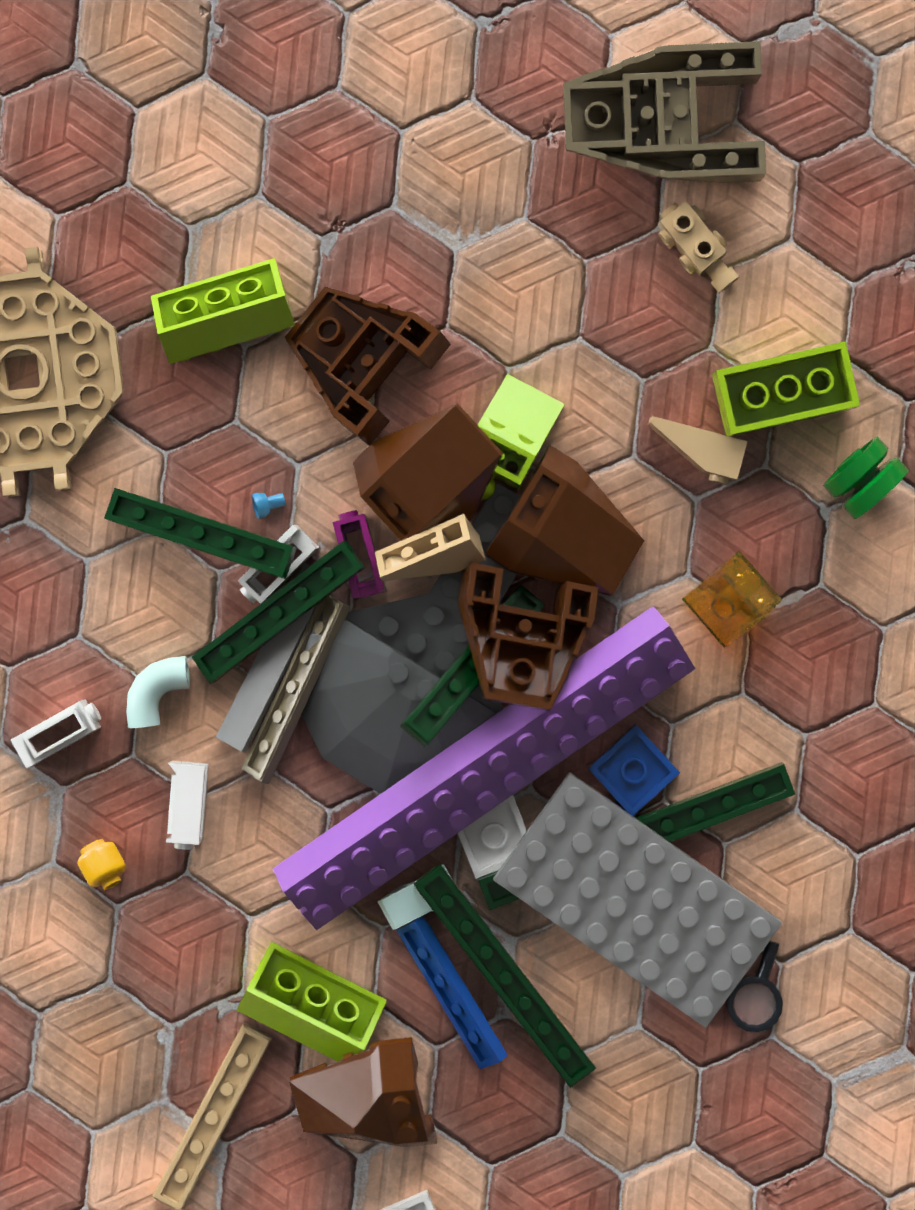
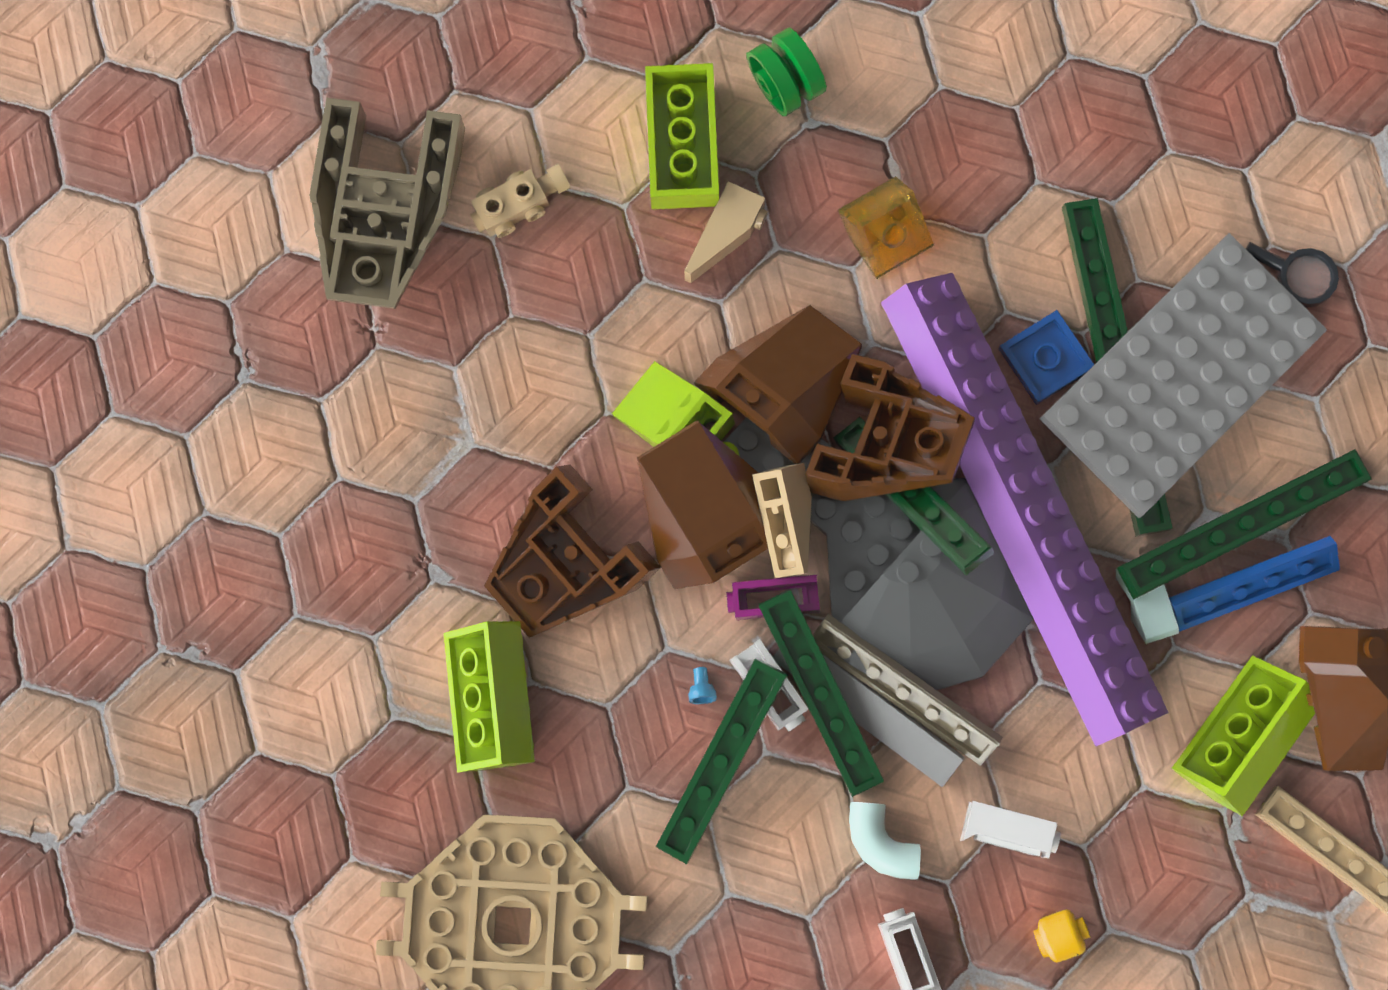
camera: 75 degrees left, 10 degrees down
(493, 837) = (1097, 512): white tile -> none

